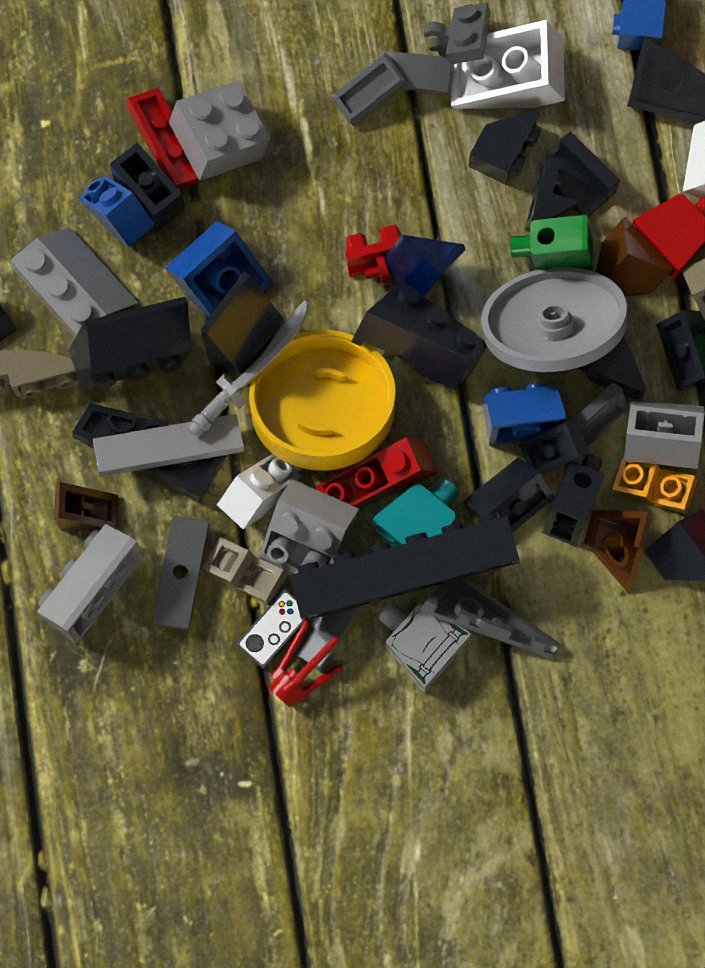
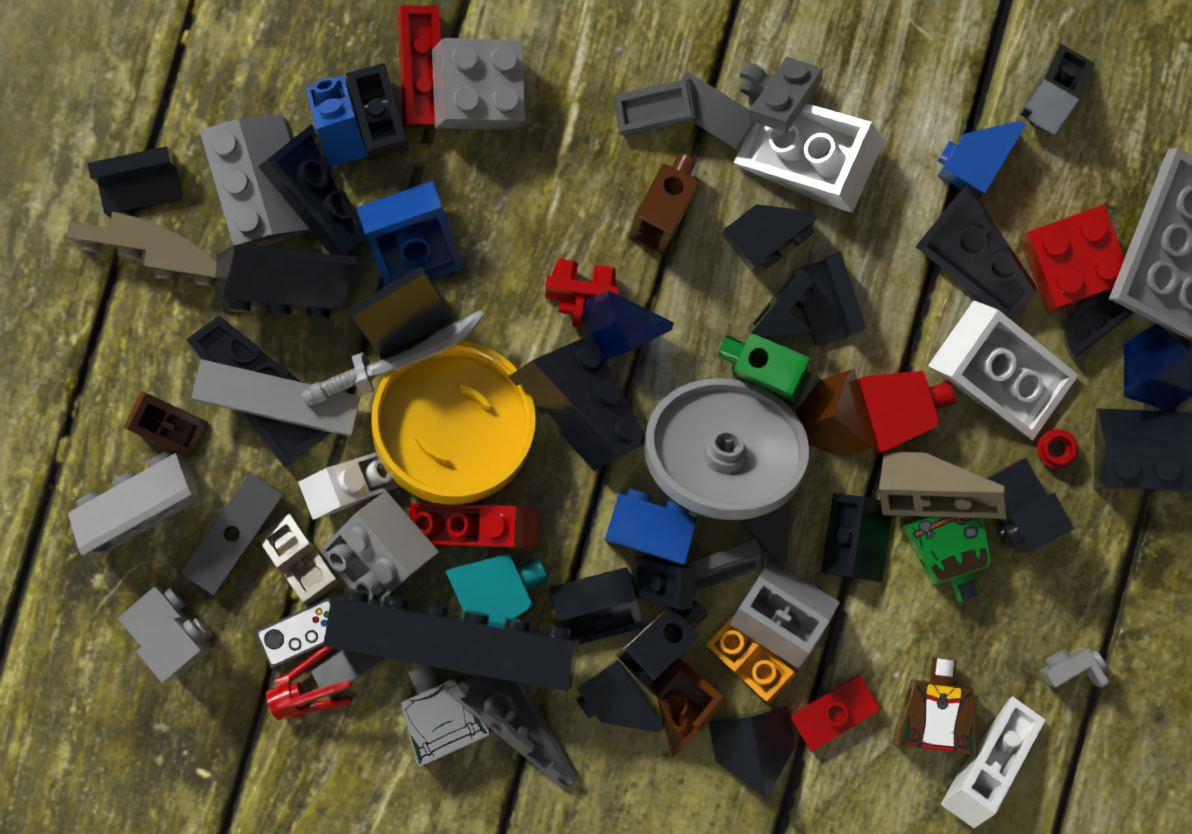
camera: 20 degrees right, 10 degrees up
(115, 268) = (309, 189): none -> black wing
(163, 674) = (166, 633): none -> light grey brick
(413, 153) = (665, 204): none -> reddish brown torso
(563, 563) = (617, 700): none -> black slope

